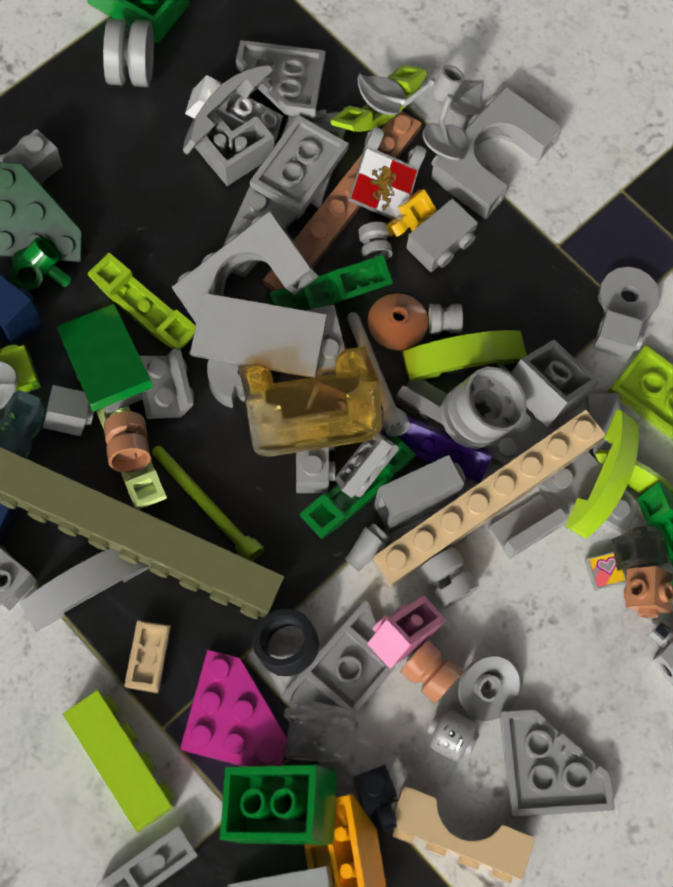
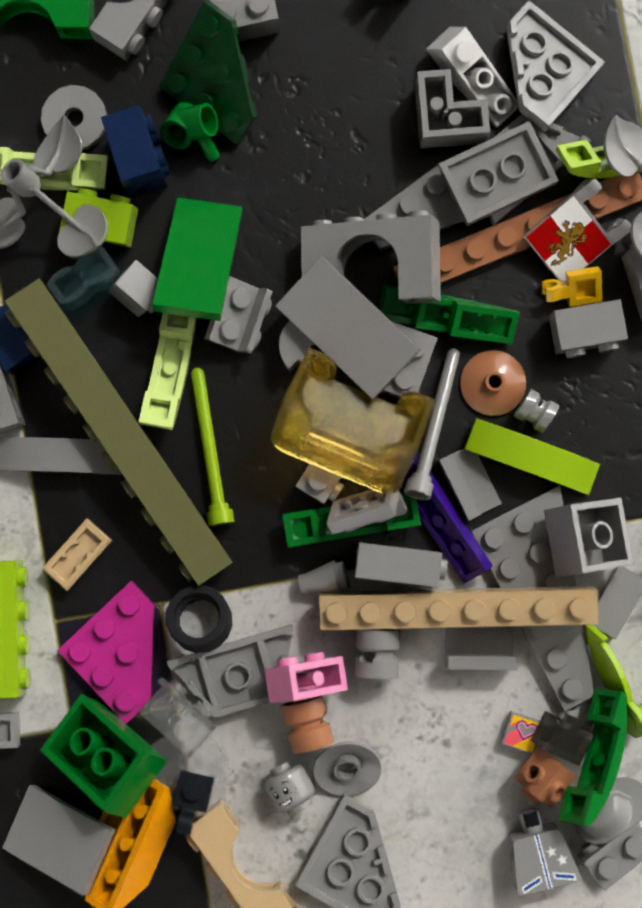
camera: 40 degrees right, 15 degrees up
(127, 442) = (172, 349): nougat wheel -> none
(141, 304) = (267, 223): lime slope -> none
(244, 83) = (422, 82): light grey slope -> none
(374, 238) = (521, 293): light grey wheel -> none
(483, 407) = (505, 527): light grey wheel -> none
(612, 480) = (583, 662): lime slope -> none

